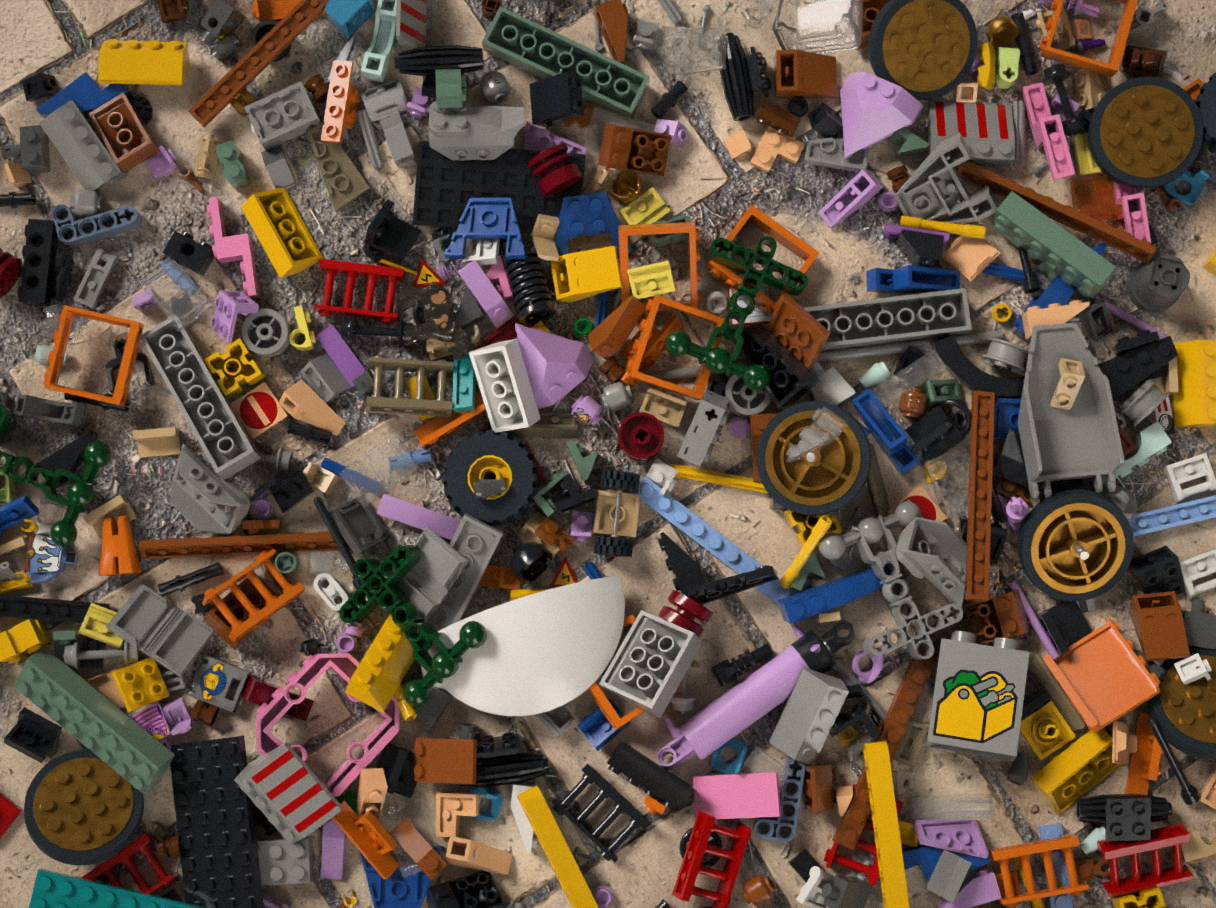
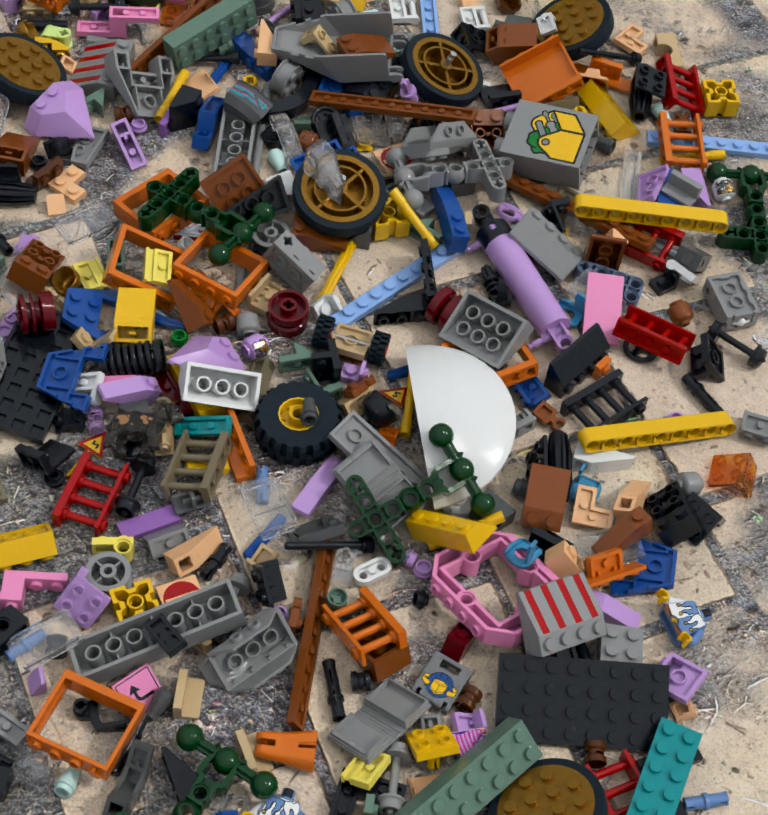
camera: 85 degrees left, 30 degrees down
(143, 418) = (160, 702): none -> dark grey cone
(147, 396) = (139, 685): none -> bright pink piece
(182, 405) = (165, 635): none -> black plate
(354, 744) = (533, 553): none -> dark azure piece
(573, 748) = (547, 415): none -> dark orange plate
(724, 181) = (84, 221): none -> clear piece
(937, 320) = (246, 102): none -> dark grey slope
(1068, 443) = (364, 43): none -> dark orange slope

